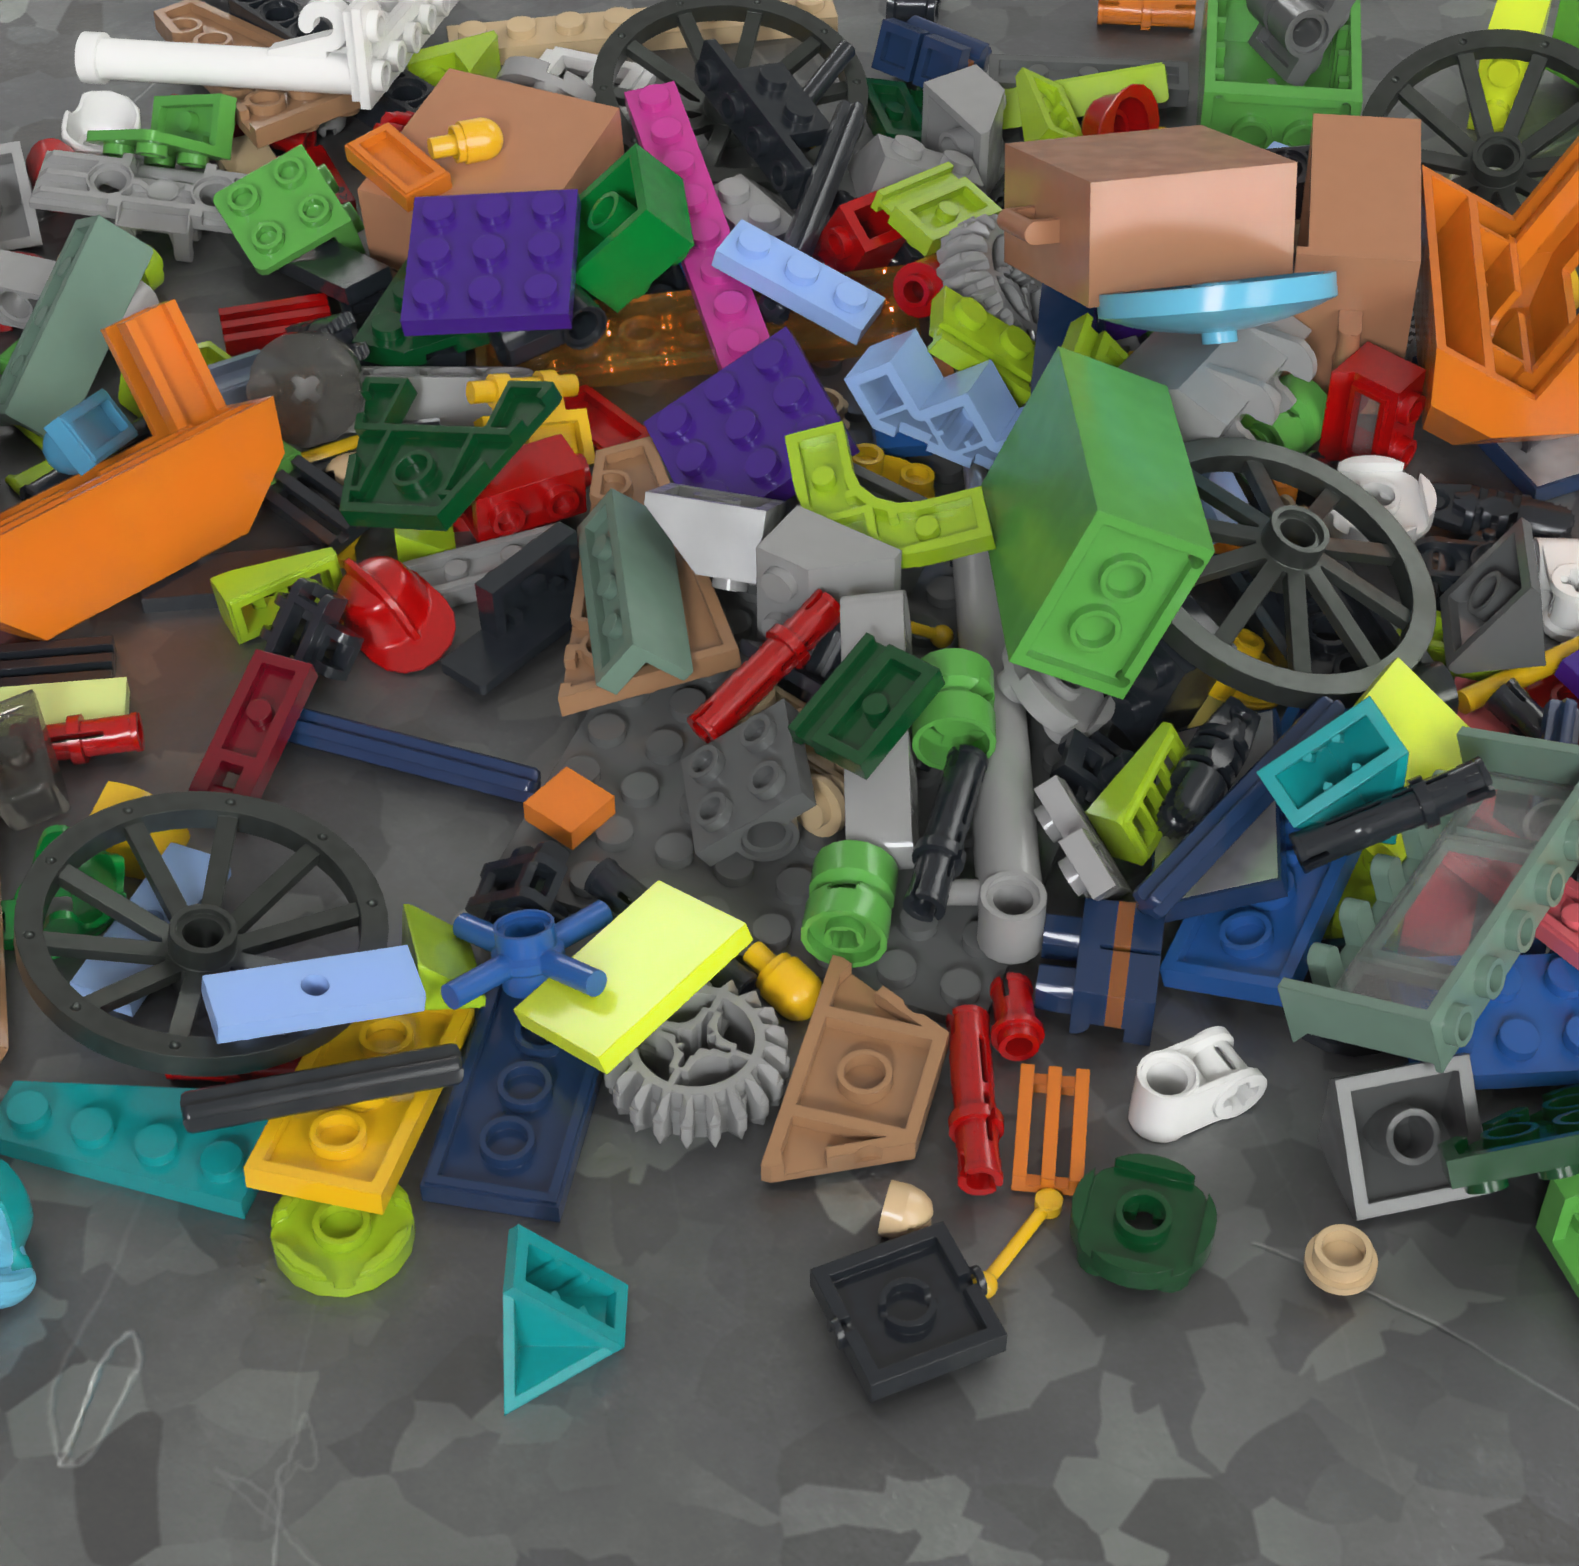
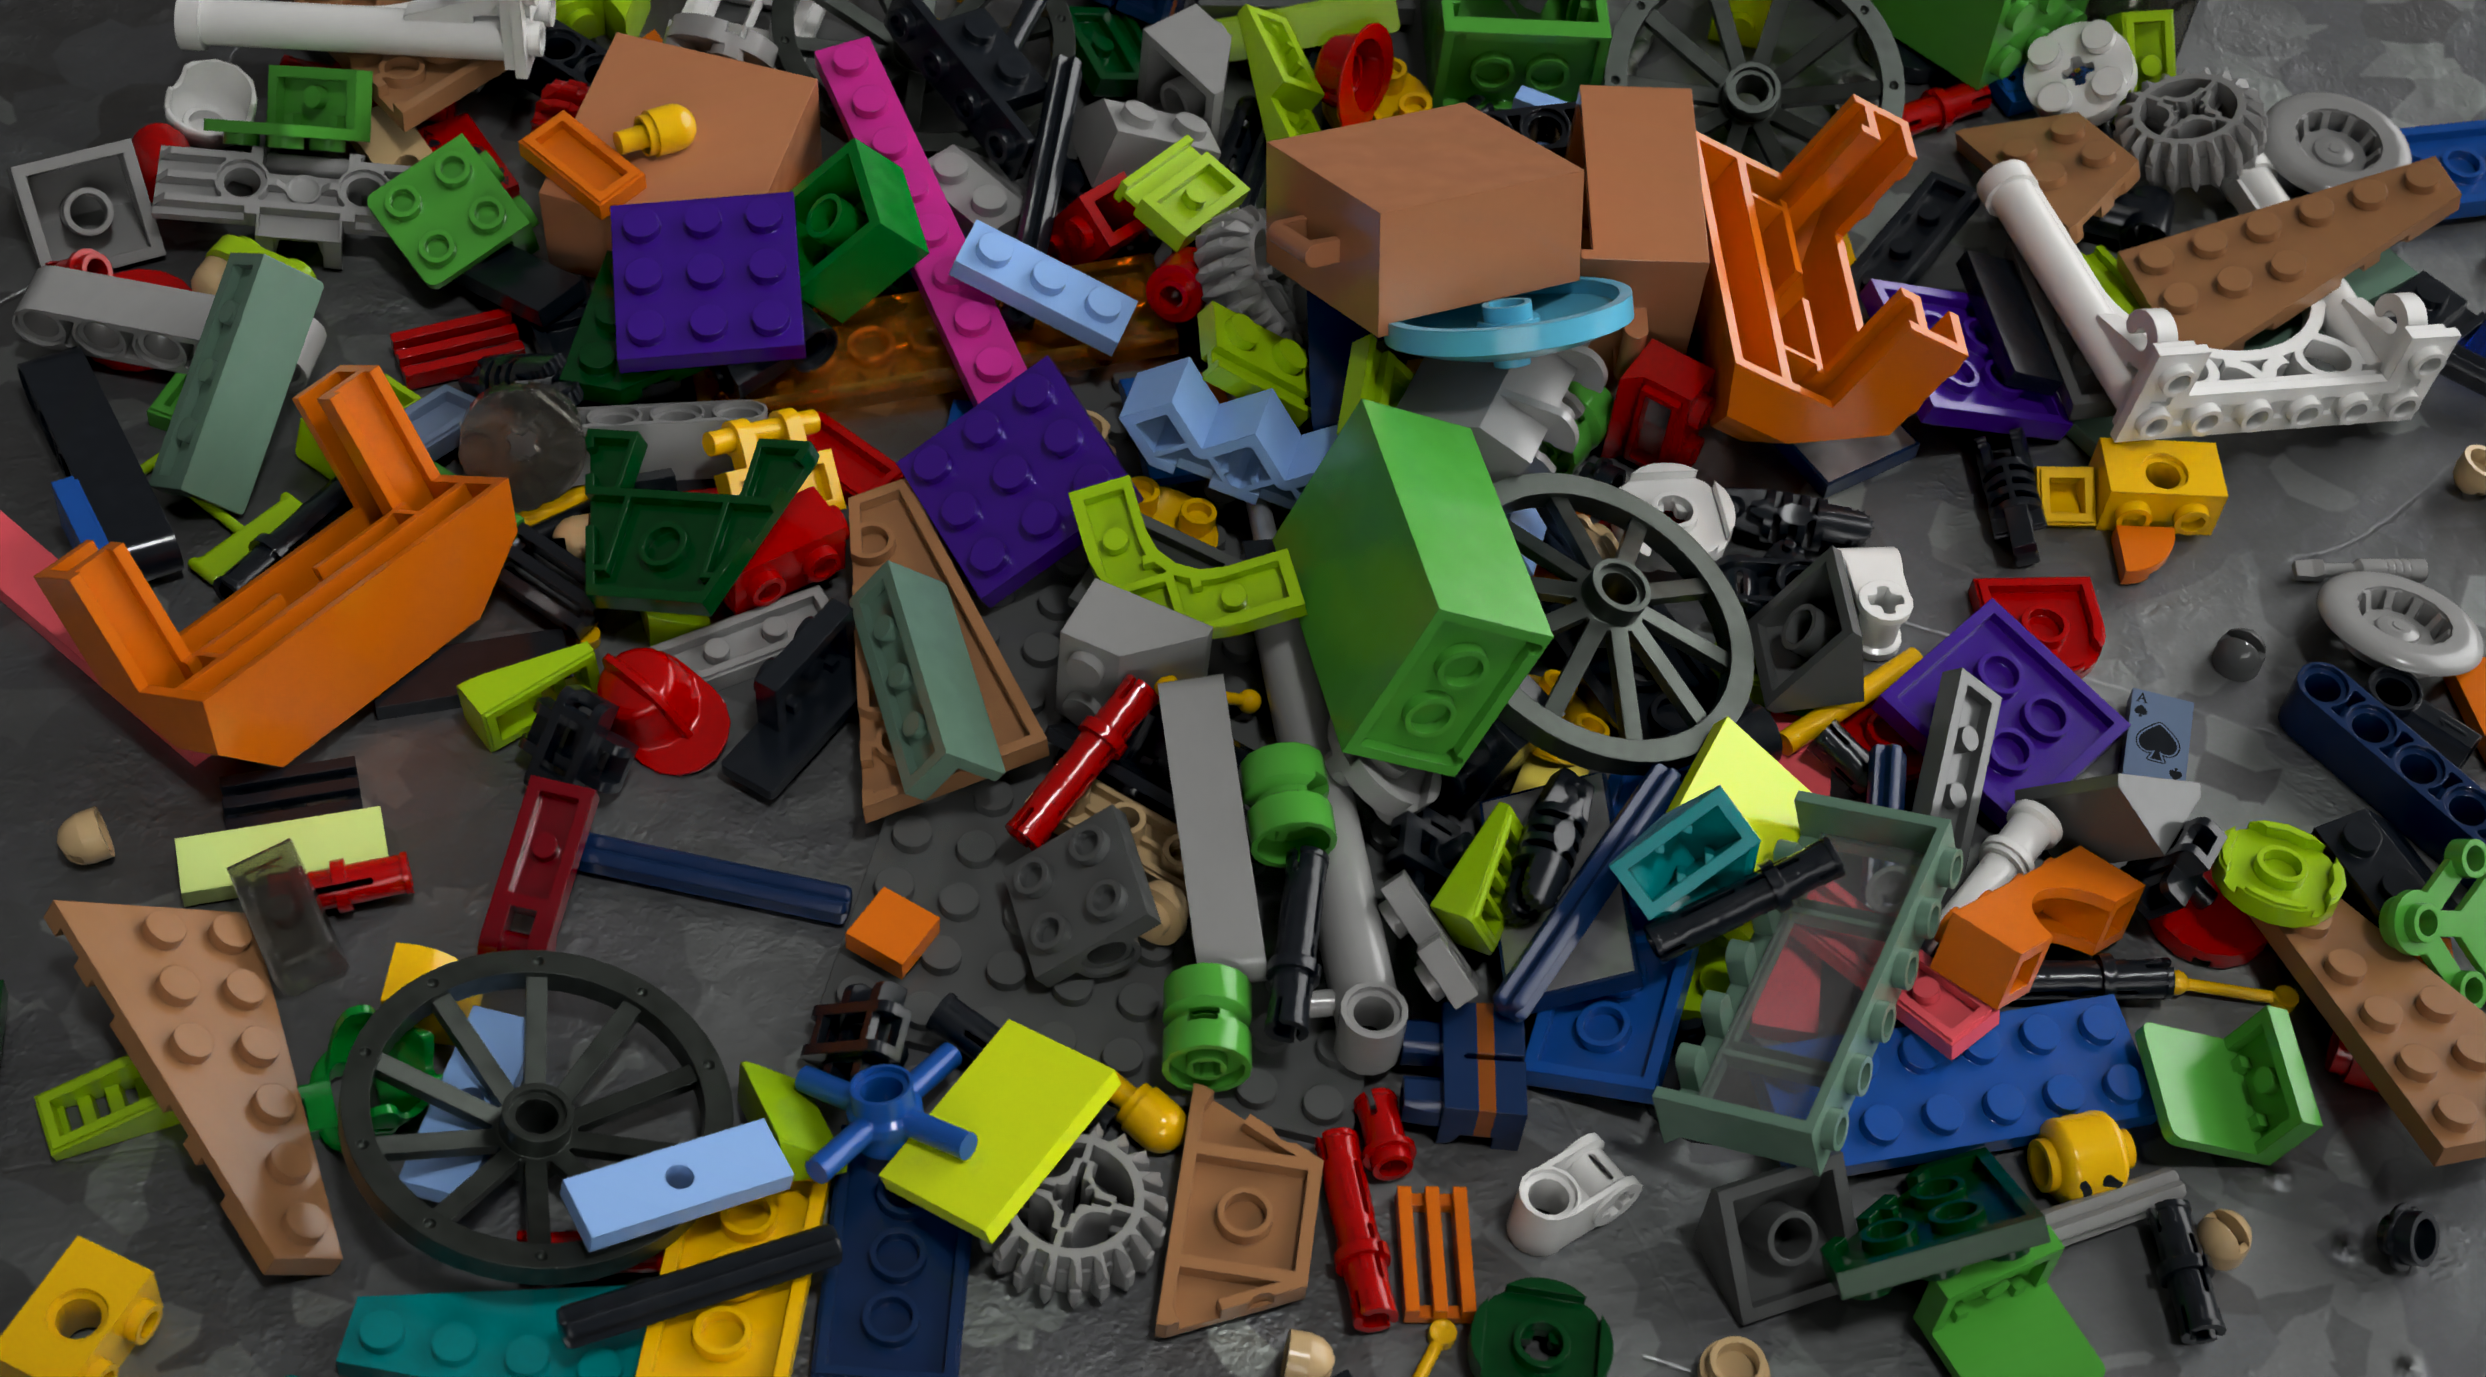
camera: 15 degrees left, 5 degrees up
(86, 434) = (289, 520): dark azure tile -> none
(716, 529) = (1007, 601): light grey slope -> none
(866, 705) = (1205, 814): dark green plate -> none

